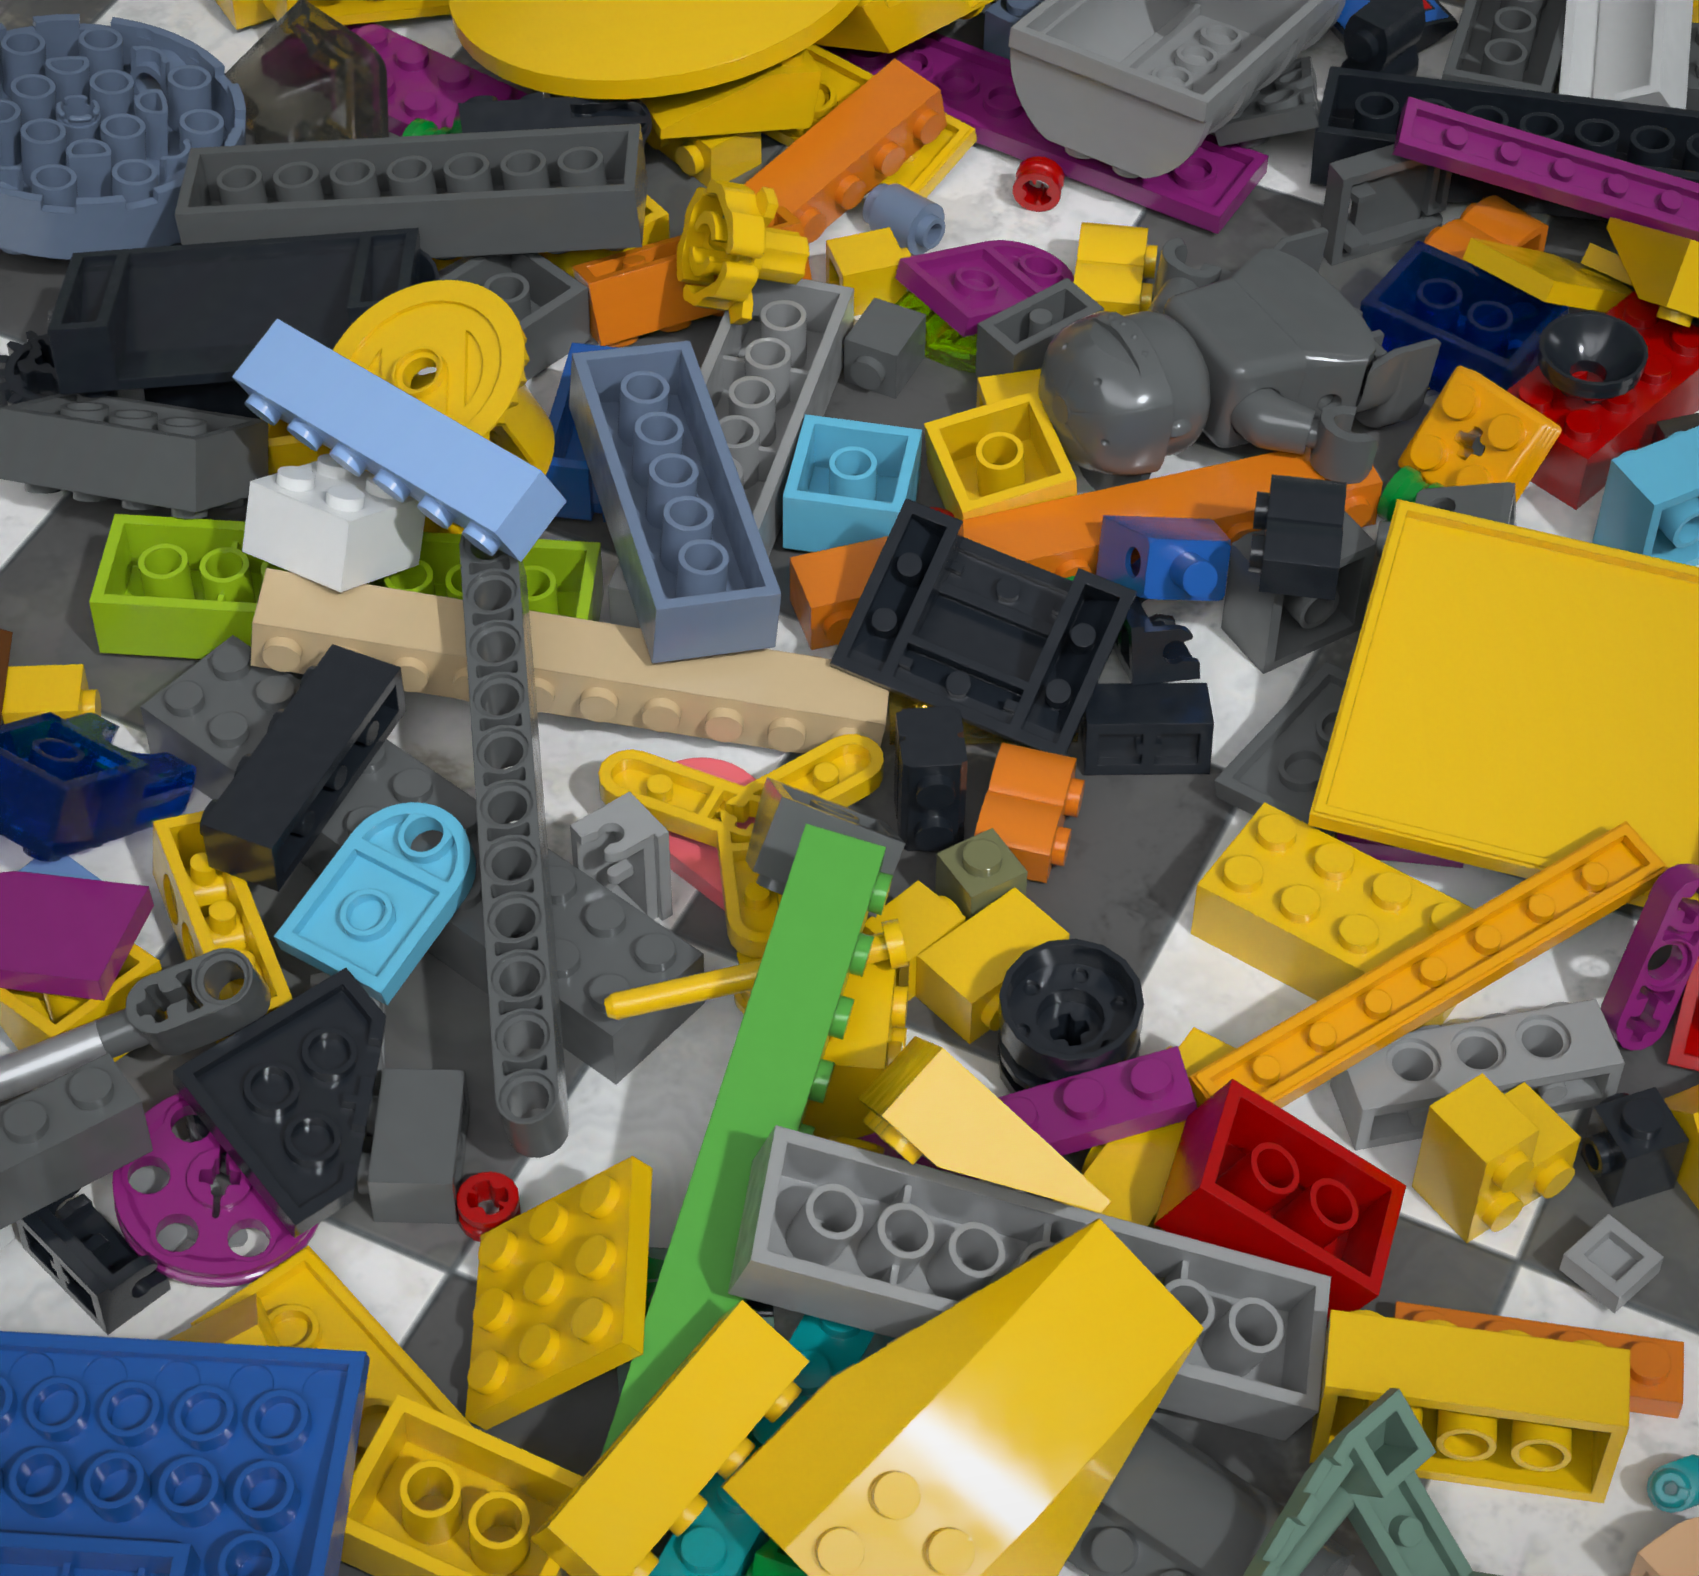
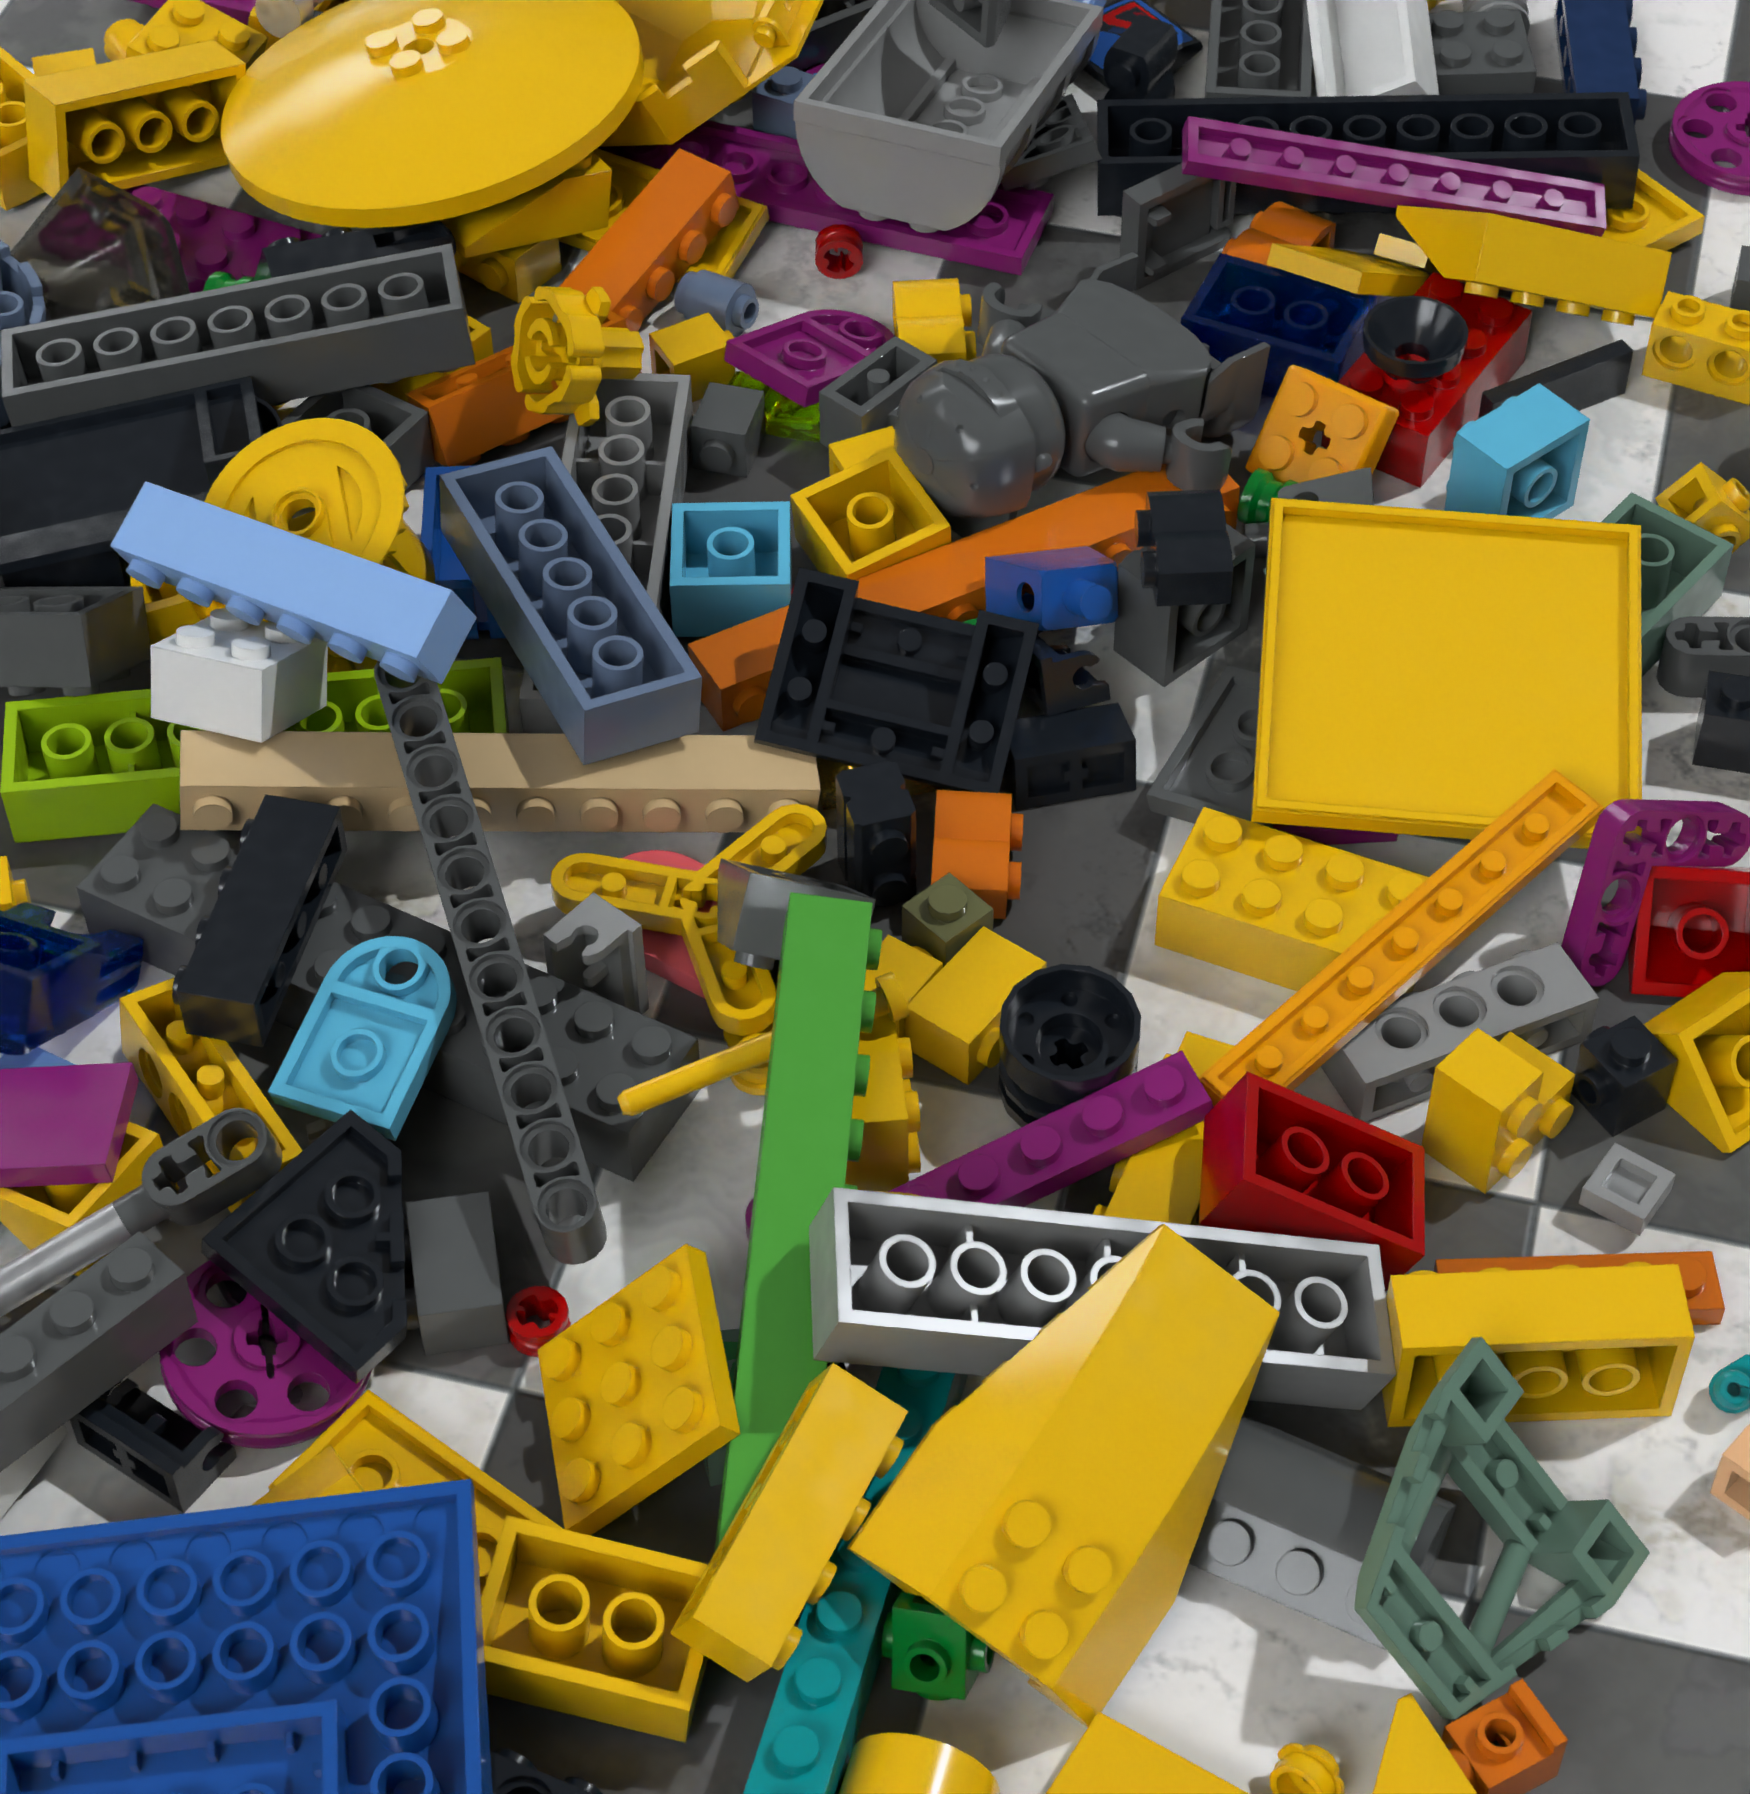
camera: 10 degrees left, 0 degrees up
(942, 1111) = (990, 1144): yellow slope -> none

